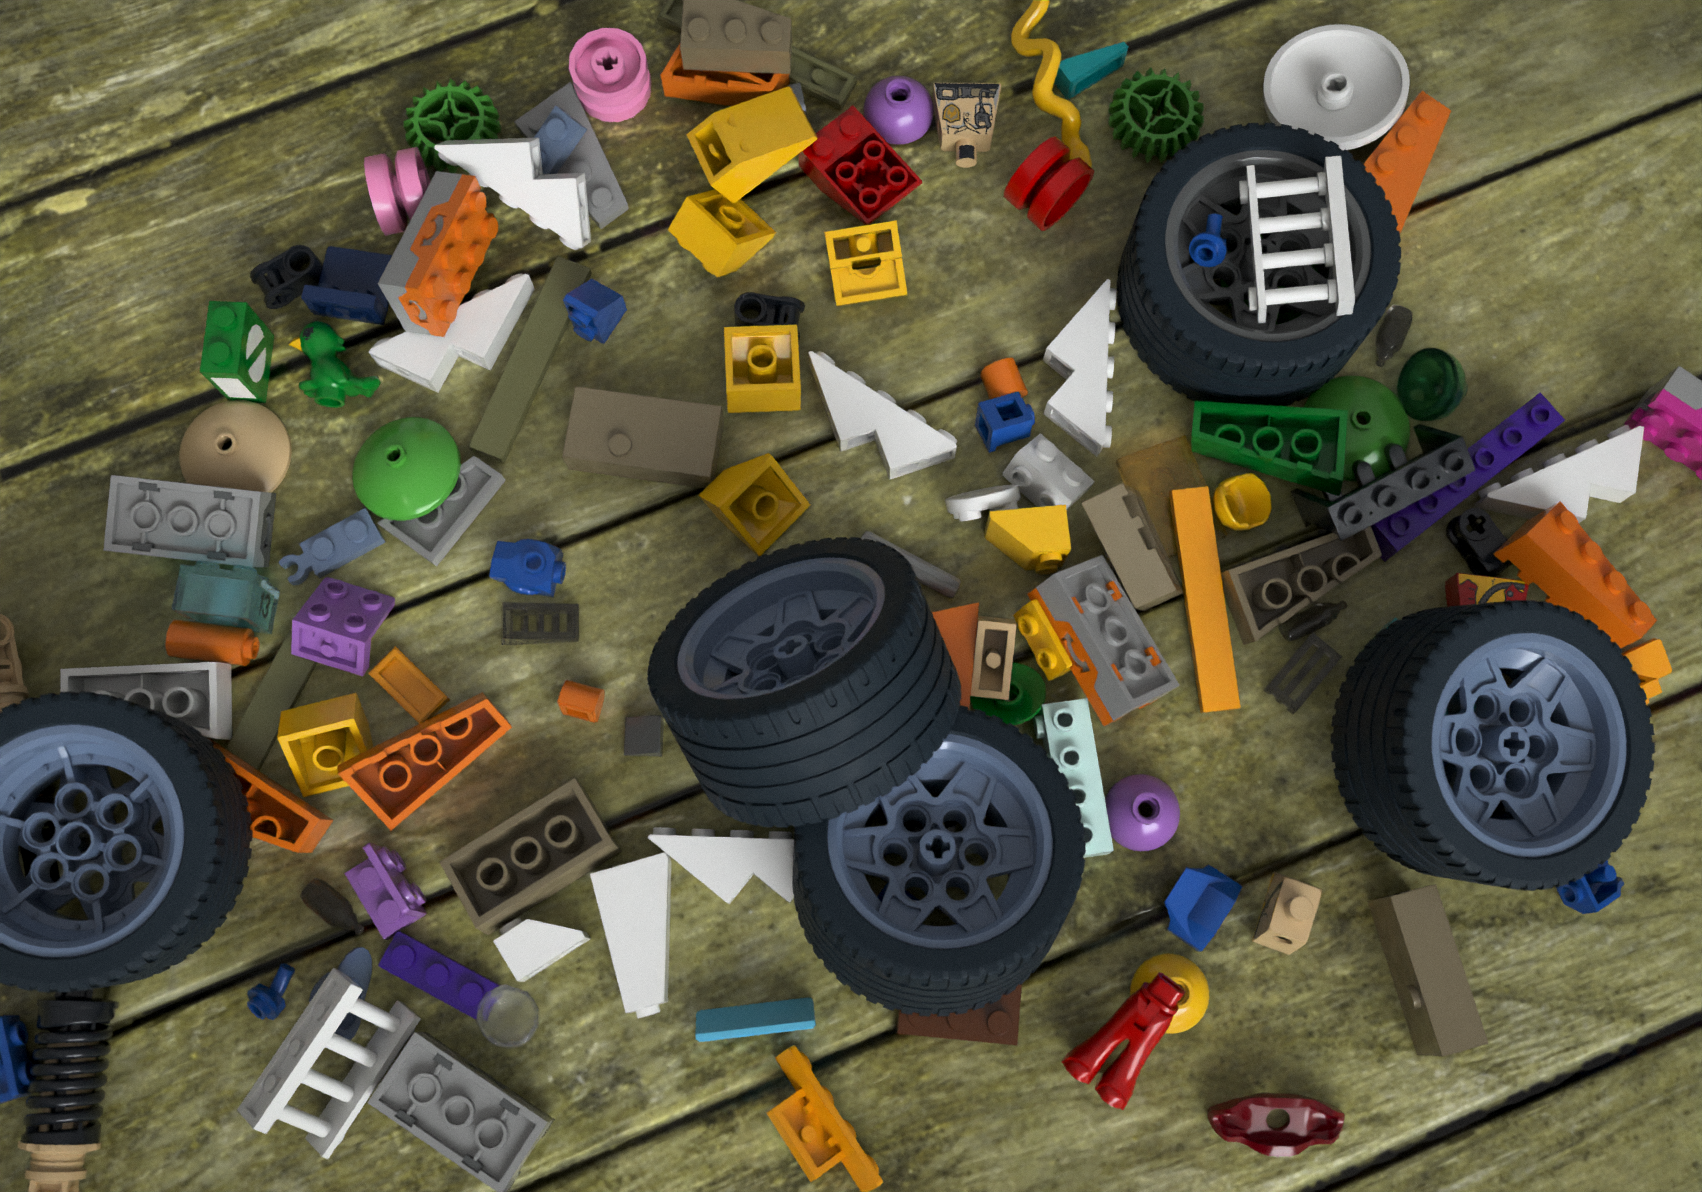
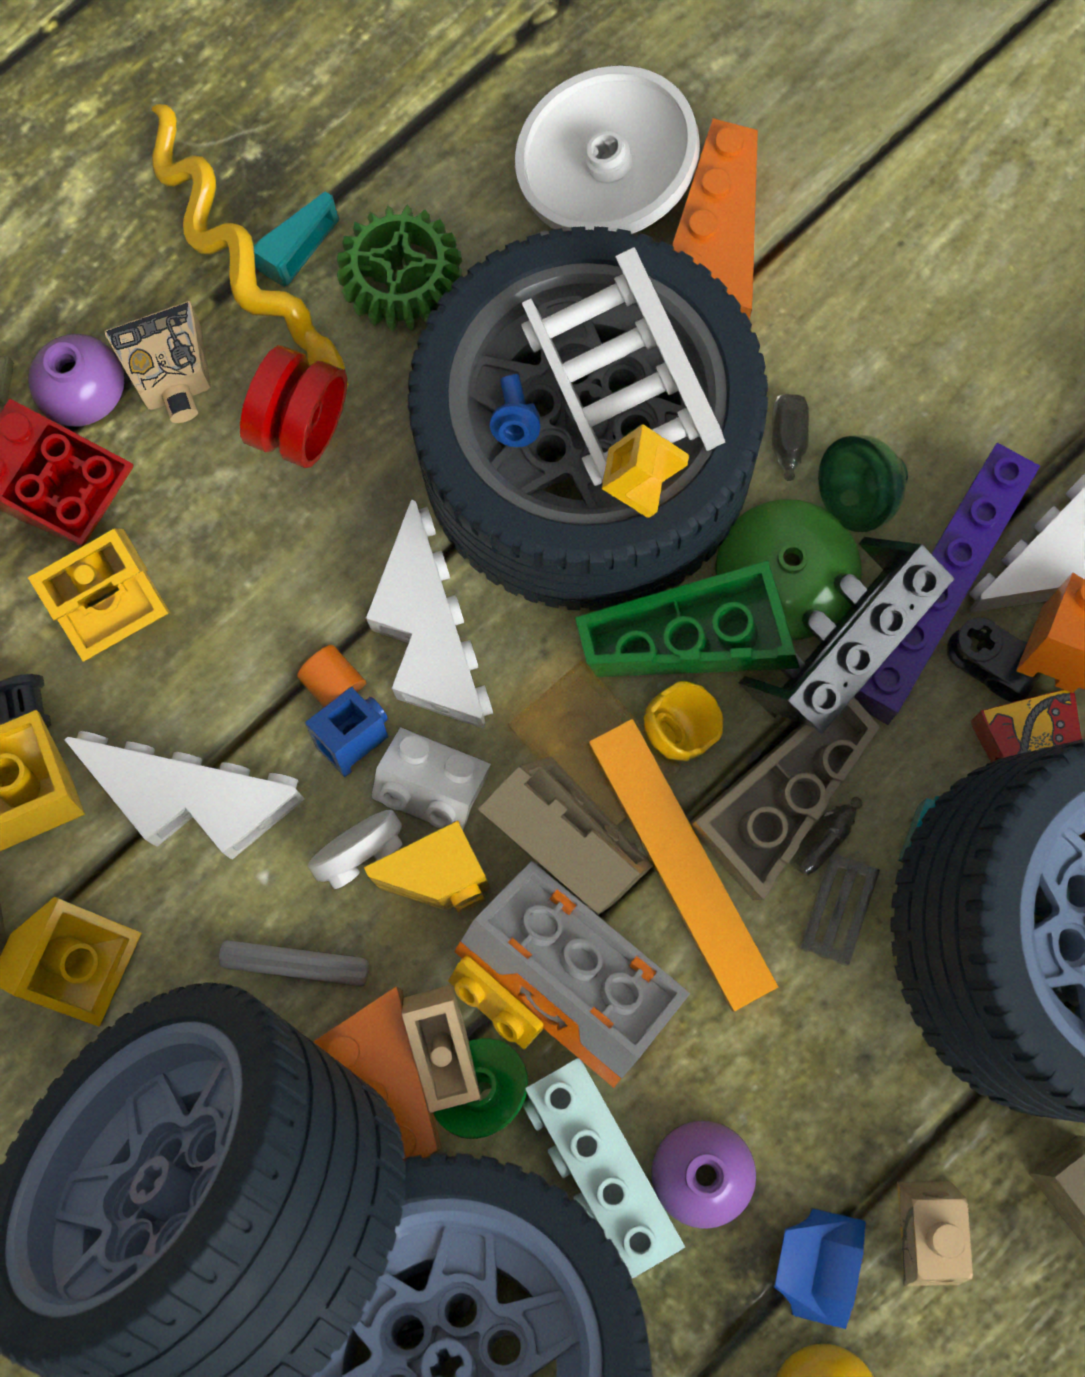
camera: 15 degrees left, 0 degrees up
(1289, 306) = (639, 467): none -> yellow panel

